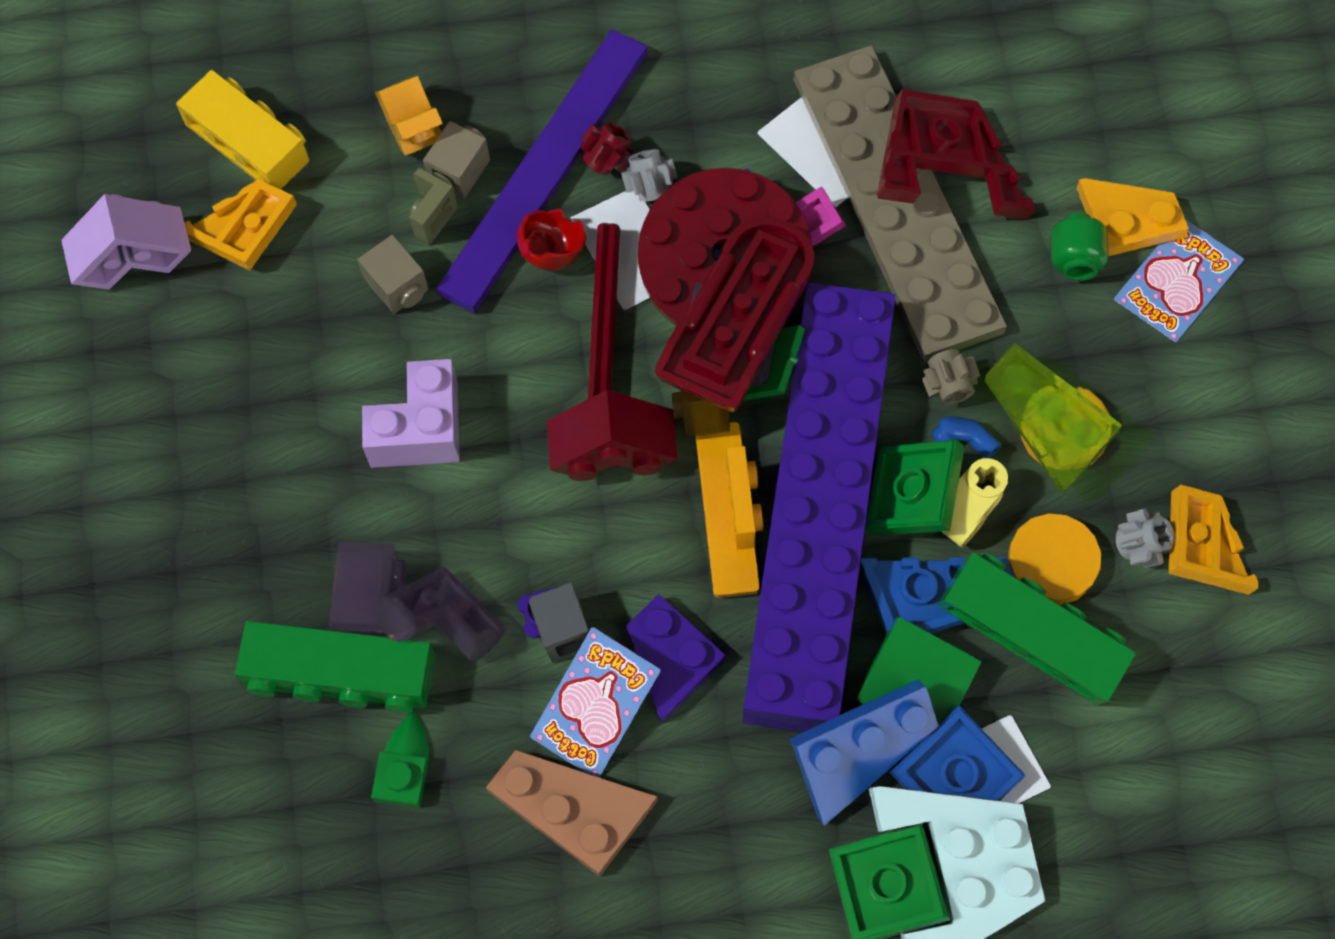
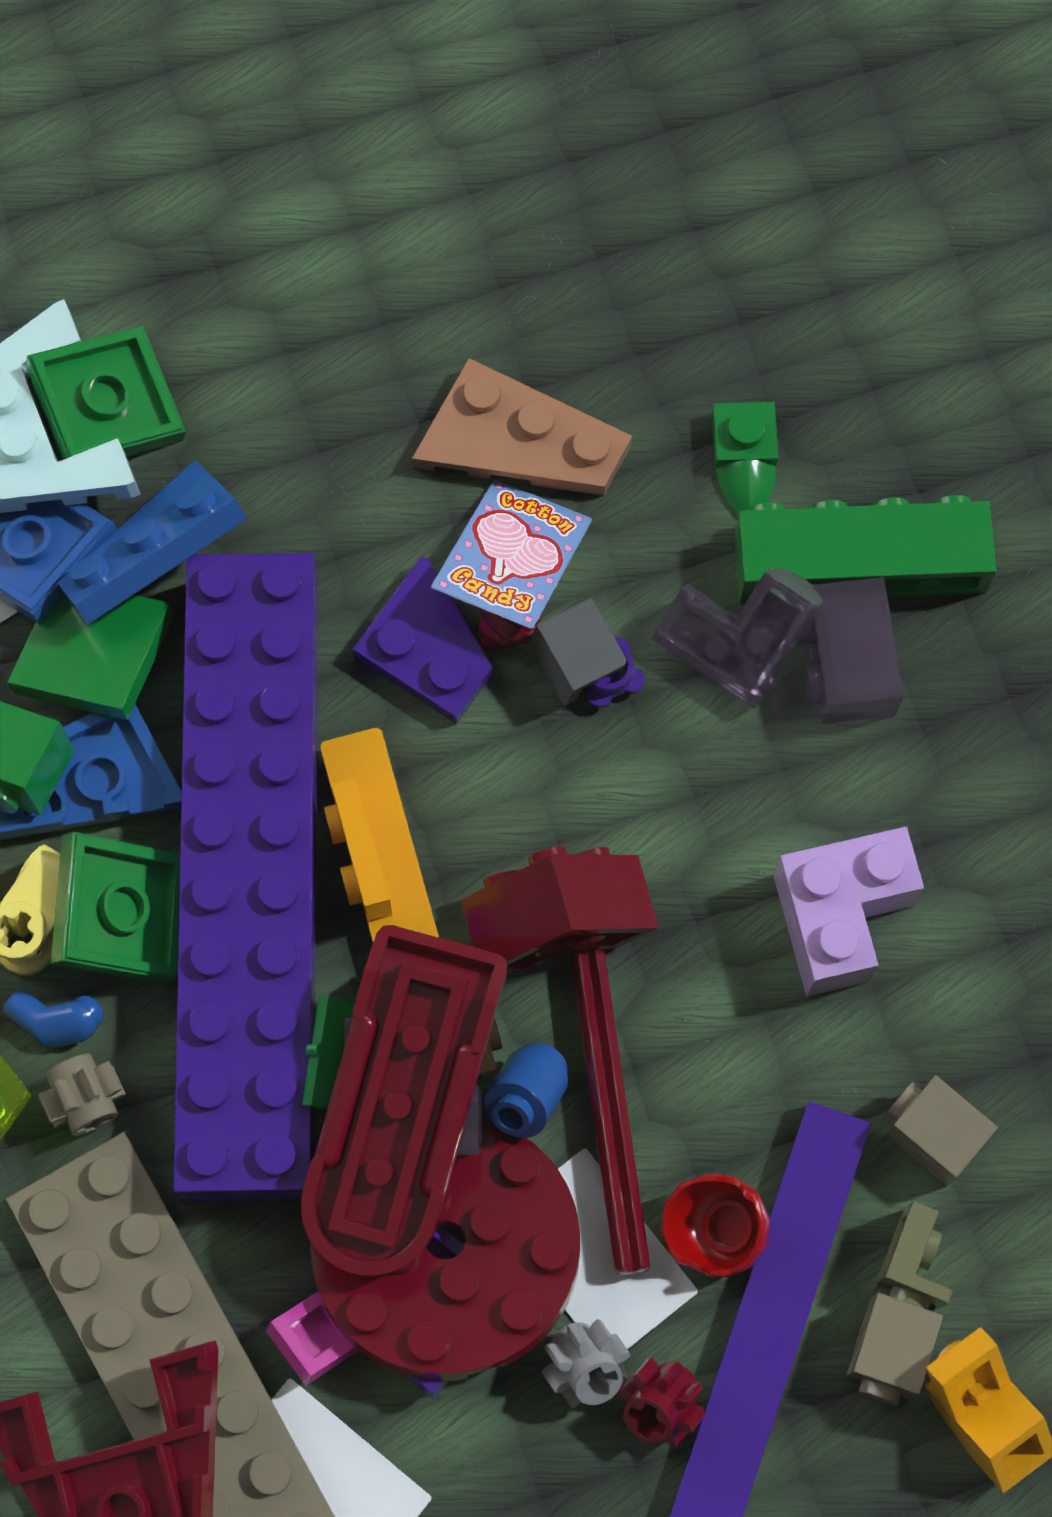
camera: 165 degrees right, 5 degrees up
(653, 331) = (527, 1090): none -> blue brick

